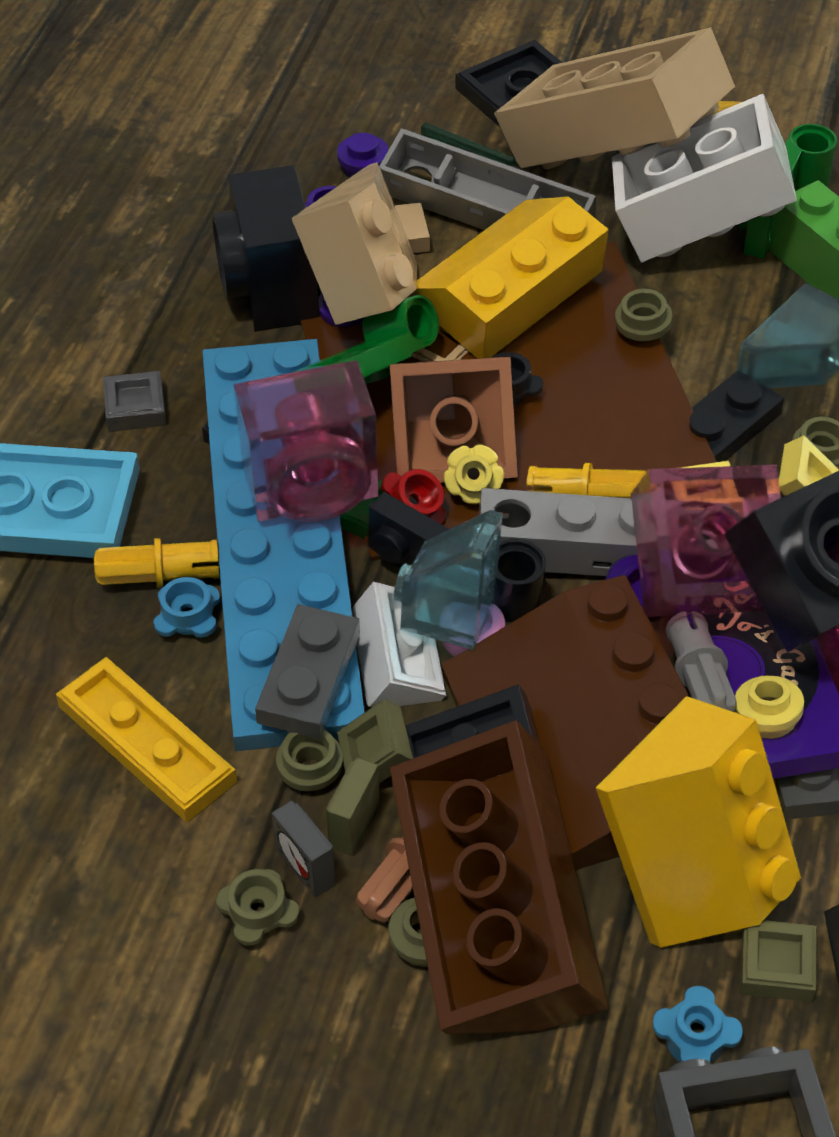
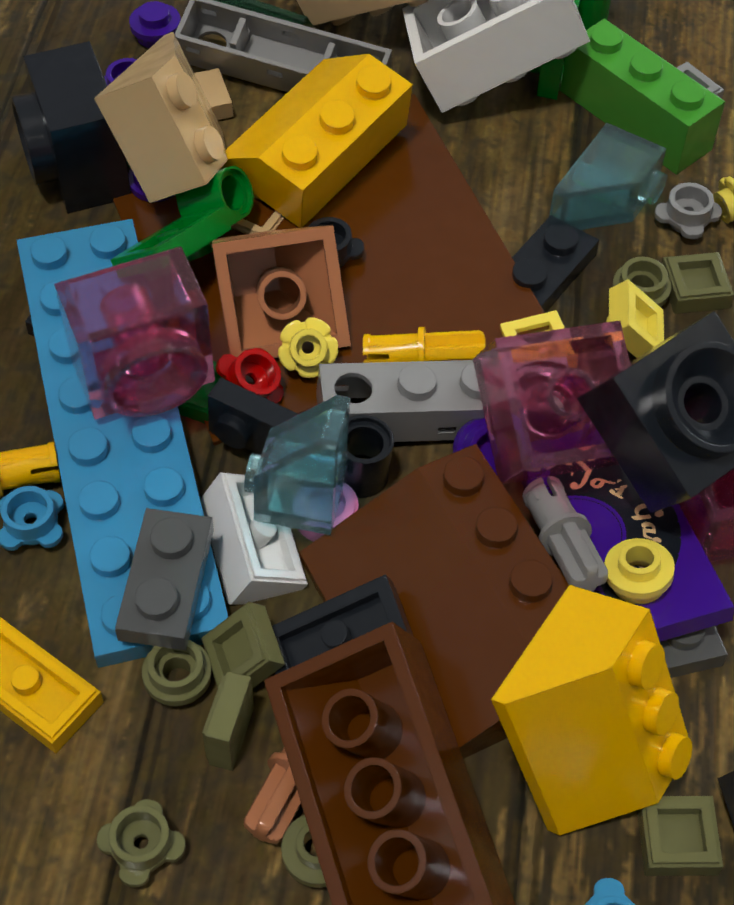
camera: 10 degrees left, 5 degrees up
(304, 848) = (183, 773): dark grey tile -> none
(643, 315) = (454, 168): olive plate -> none

